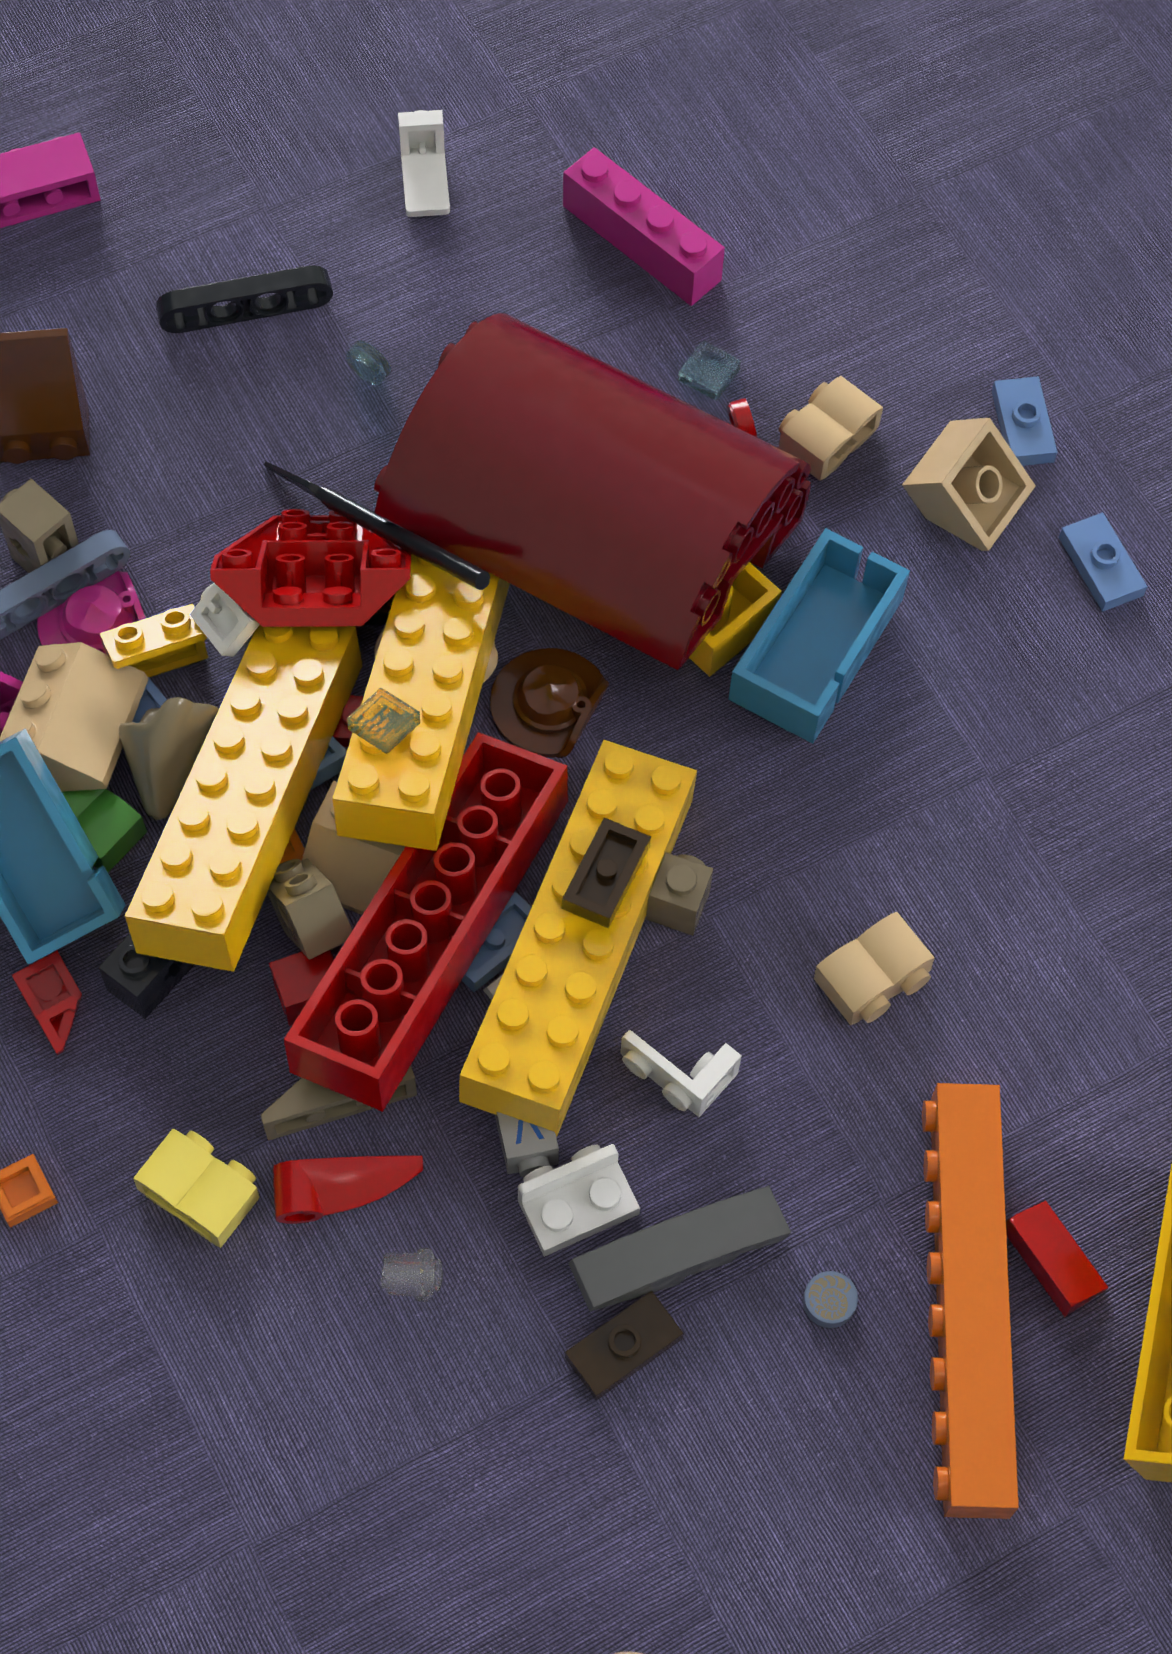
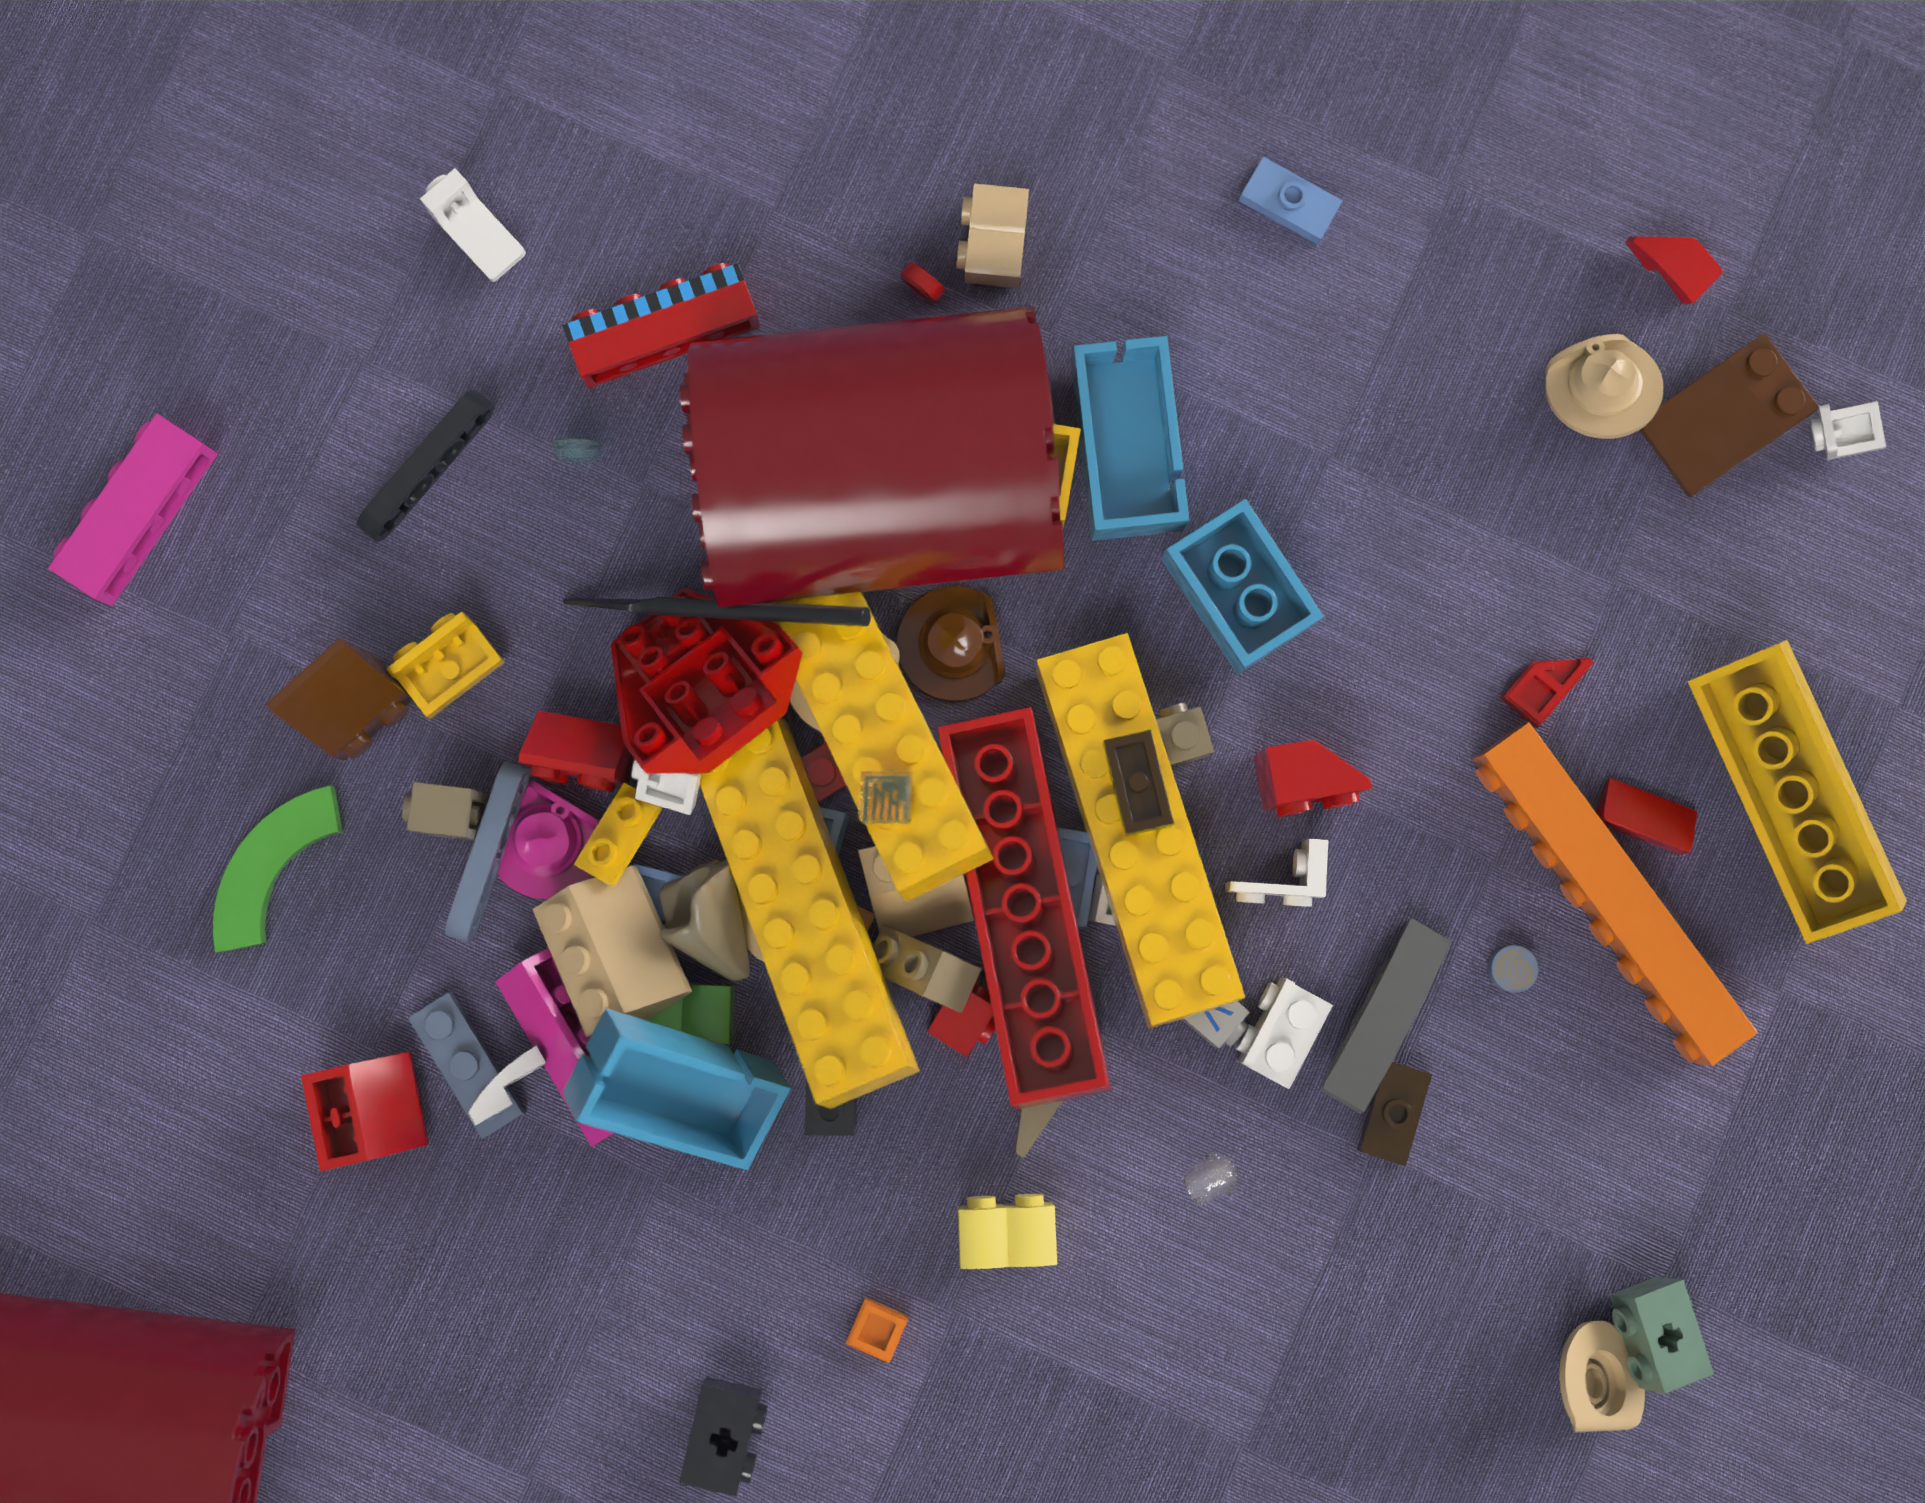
camera: 40 degrees left, 20 degrees up
(51, 997) = (780, 1173): red slope -> none
(134, 437) = (445, 663): none -> yellow bracket
(168, 556) = (576, 748): none -> red slope
(326, 1186) = (1098, 1162): red piece -> none
(456, 299) = (661, 324): none -> red brick
(643, 226) = (701, 152): dark pink brick -> none
(709, 370) = (855, 248): clear light blue tile -> none
(761, 992) = (1306, 773): none -> red slope
(826, 809) = (1241, 586): none -> dark azure brick
(874, 969) = (1367, 690): tan brick -> none
(970, 482) = (1141, 206): tan slope -> none
(1024, 420) = (1140, 112): medium blue plate -> none
(1041, 1082) = (1543, 687): none -> red tile

